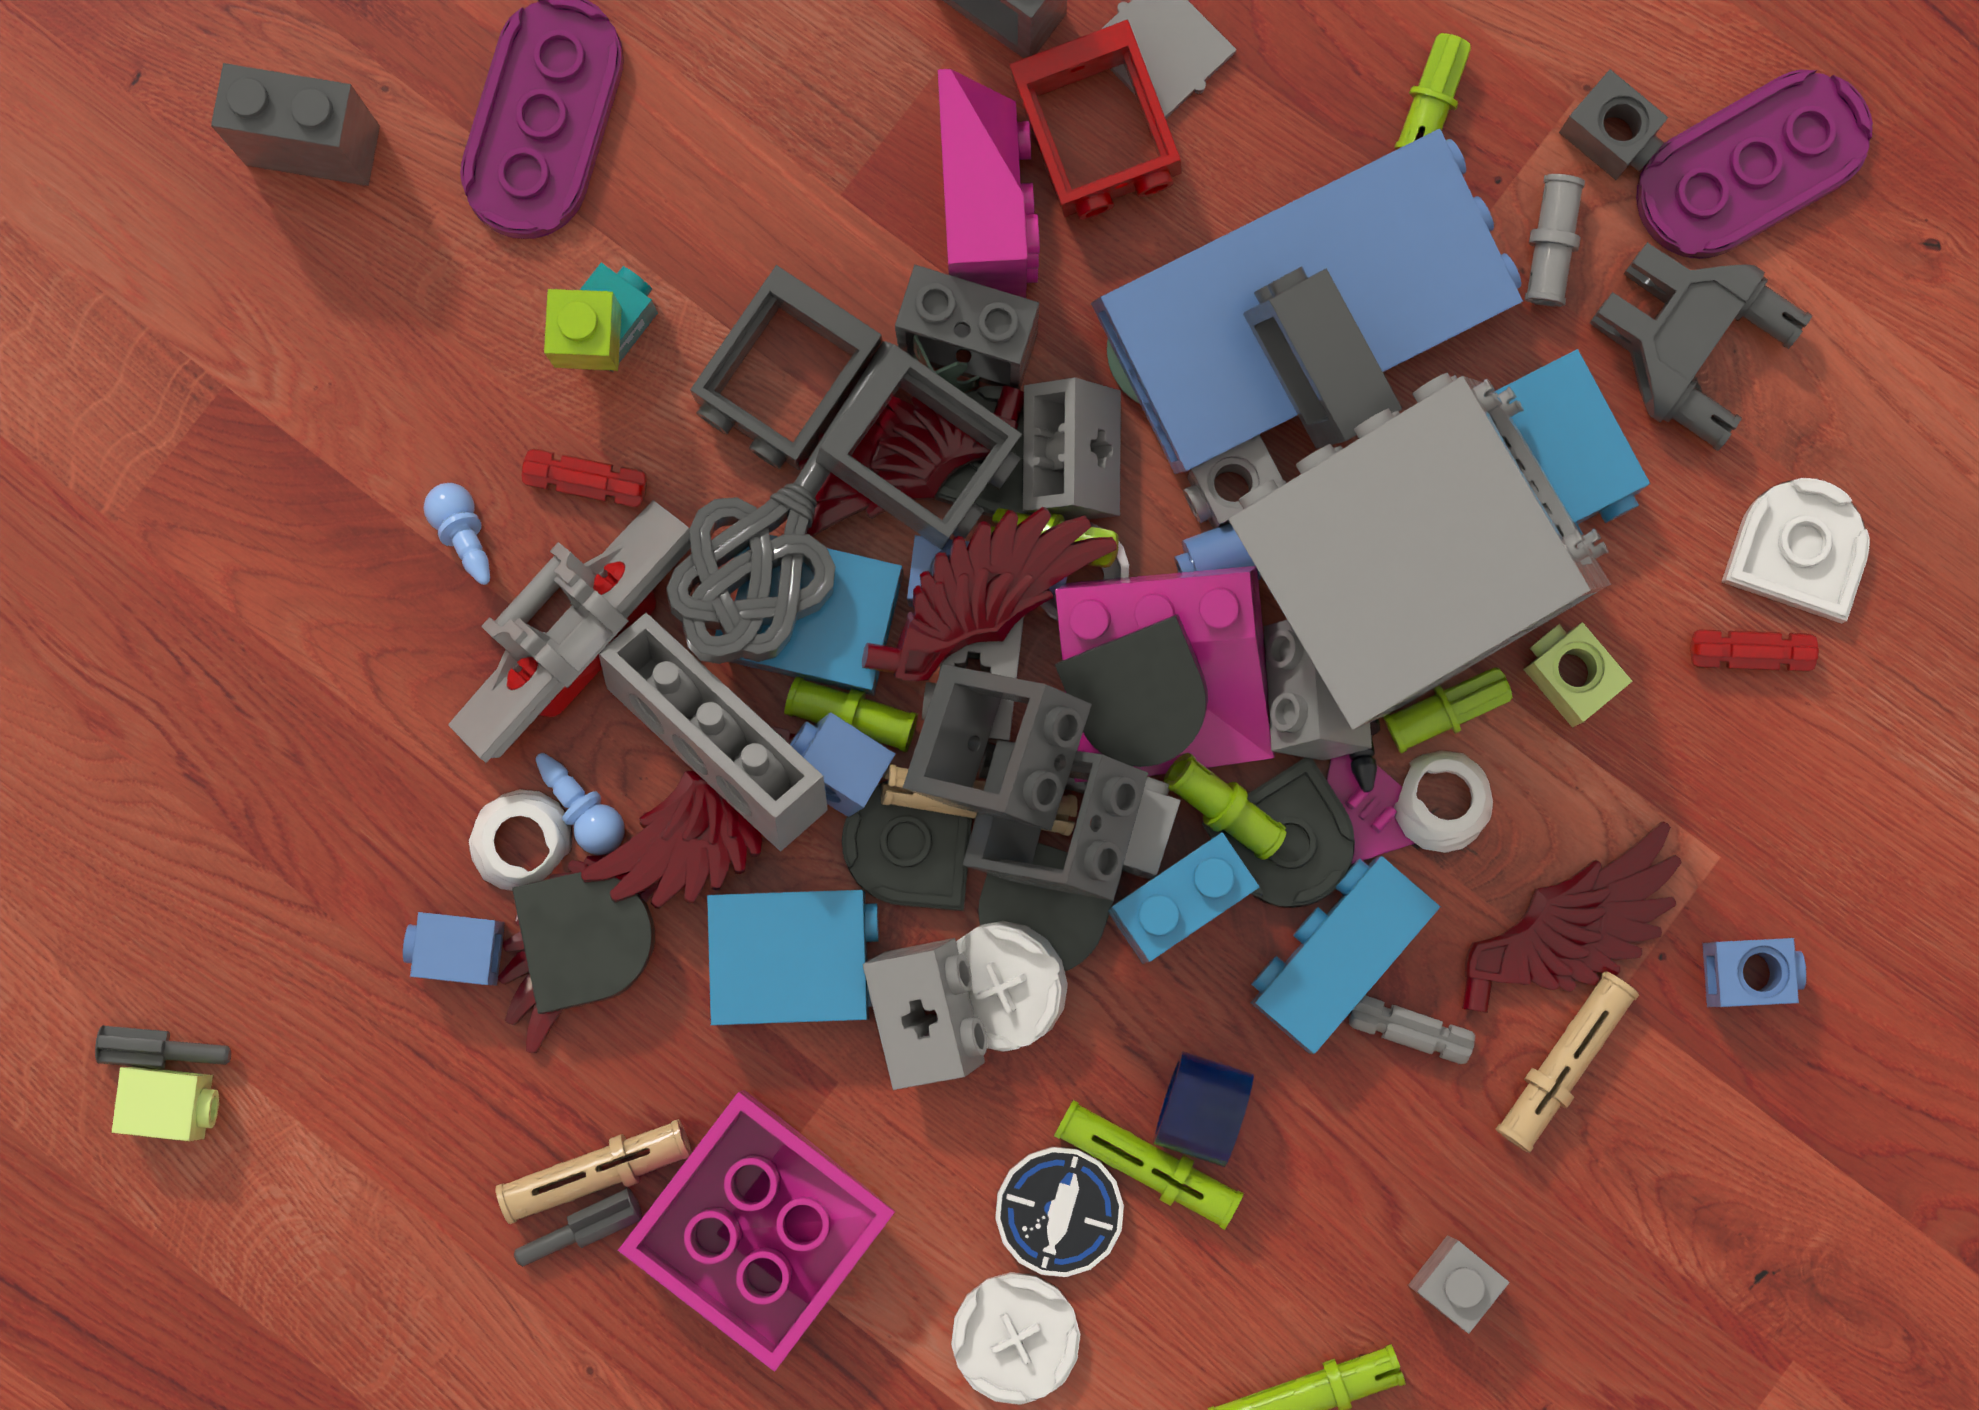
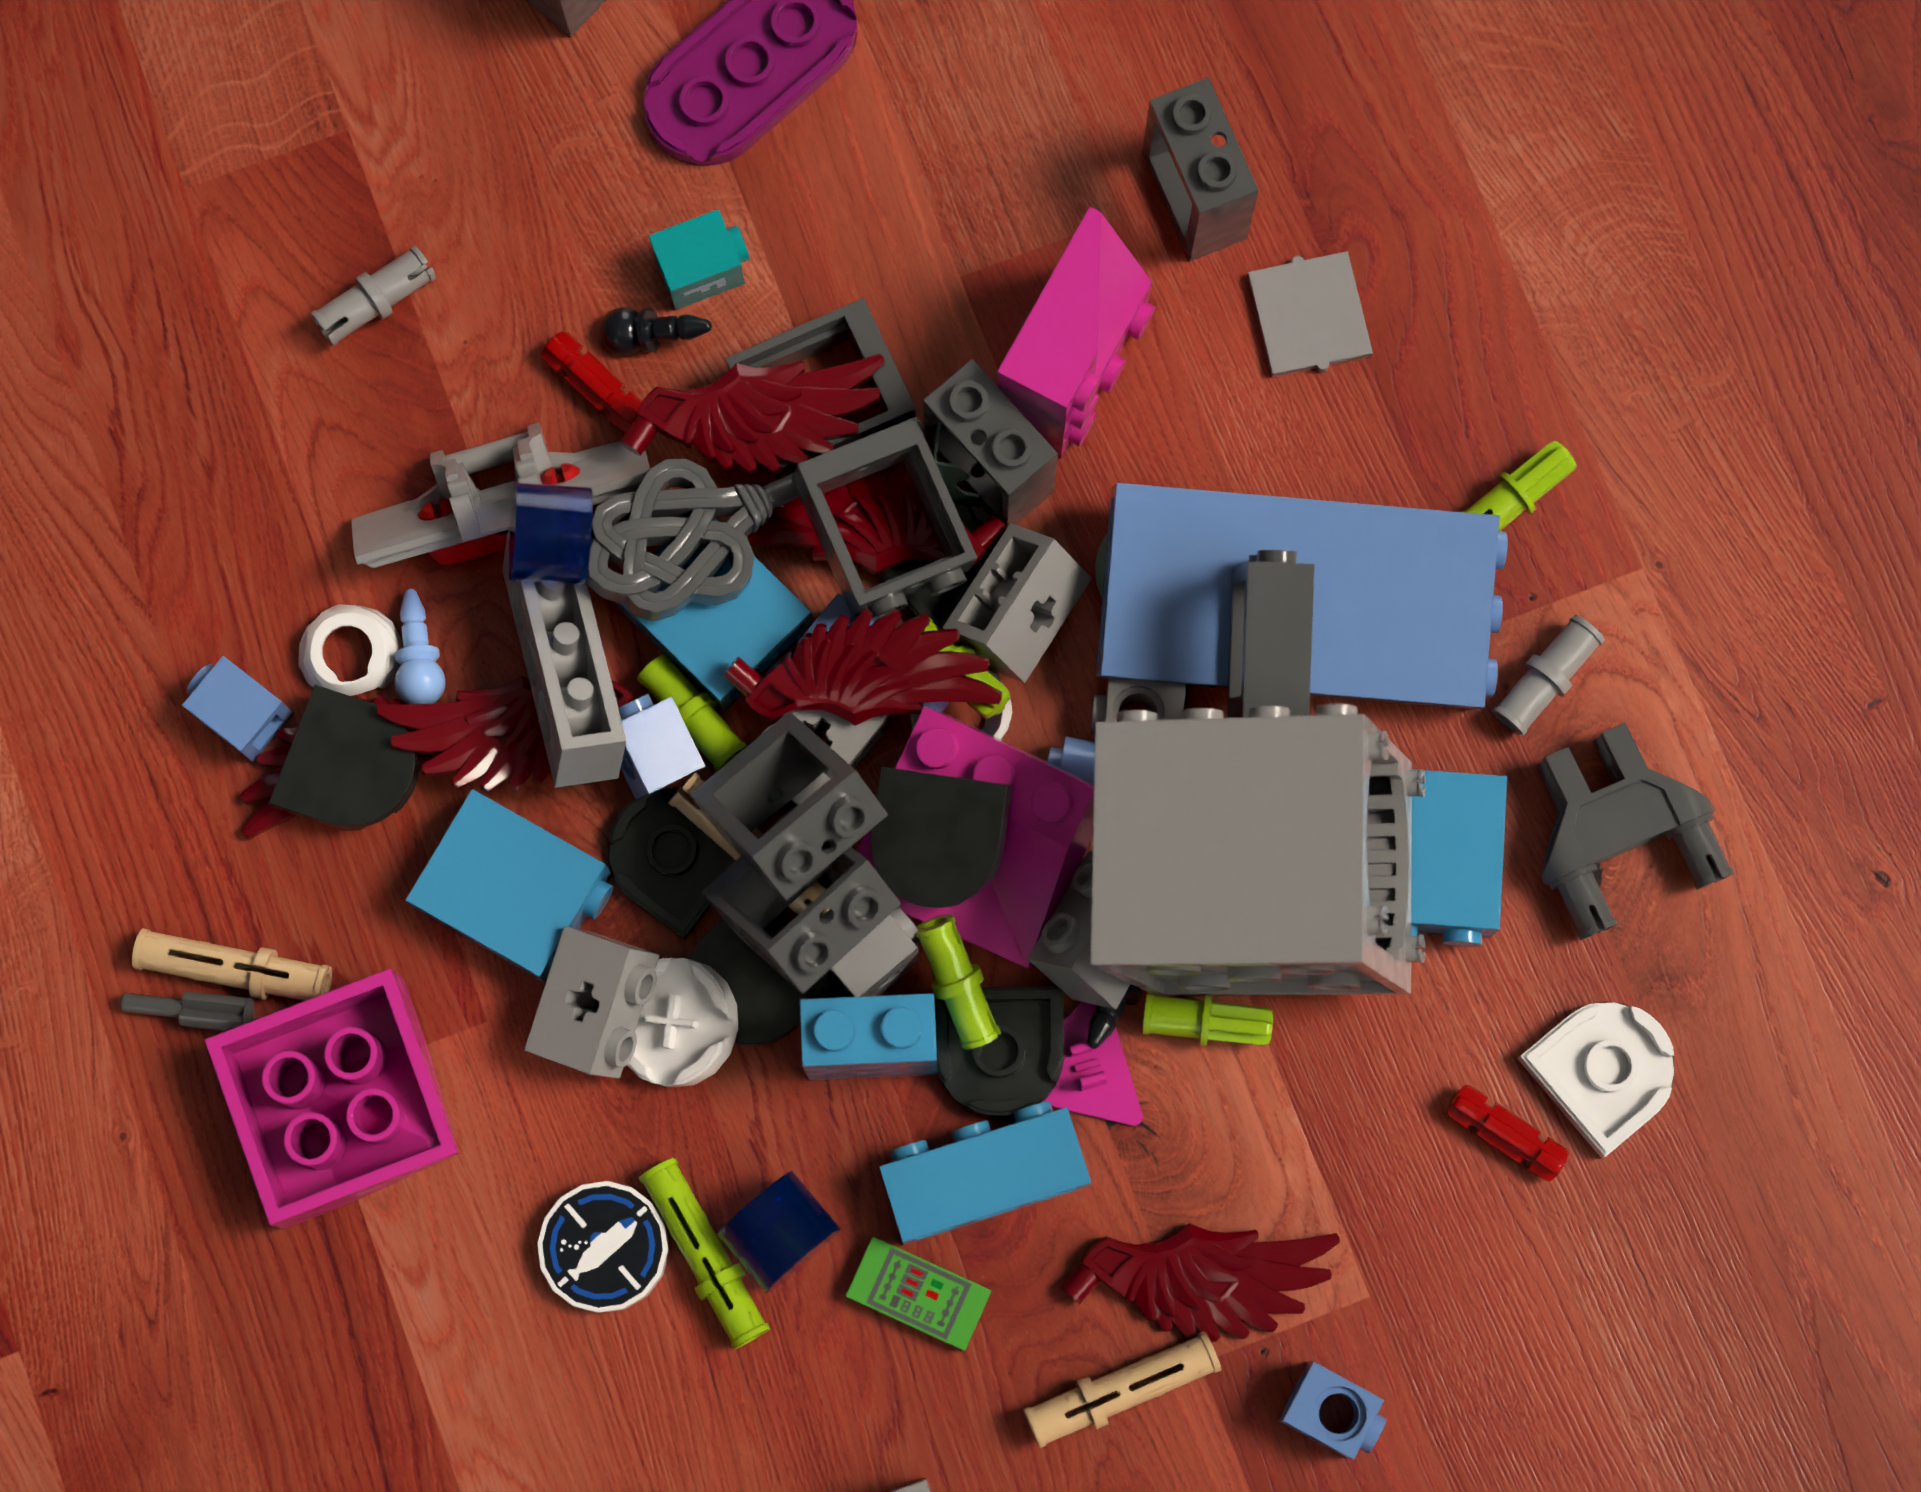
camera: 30 degrees right, 5 degrees down
(343, 518) = (373, 295): none -> light grey pin
(451, 512) = (466, 346): light blue bar -> none
(582, 329) = (664, 252): lime brick -> none
(584, 416) = (628, 331): none -> black bar
(643, 636) = (550, 533): none -> clear blue piece
(750, 421) = (759, 413): none -> dark red animal
(1015, 1338) = (498, 1333): white tile -> none
(1078, 61) = (1220, 280): red window -> none
(1348, 1086) = (918, 1293): none -> bright green tile
(1413, 1030) = (1005, 1278): light grey axle -> none
(1437, 833) = (1135, 1125): white piece -> none
(1603, 680) = (1330, 1084): yellowish green brick -> none
(1615, 99) = (1665, 582): dark grey brick -> none
(1754, 164) = (1765, 715): magenta tile -> none

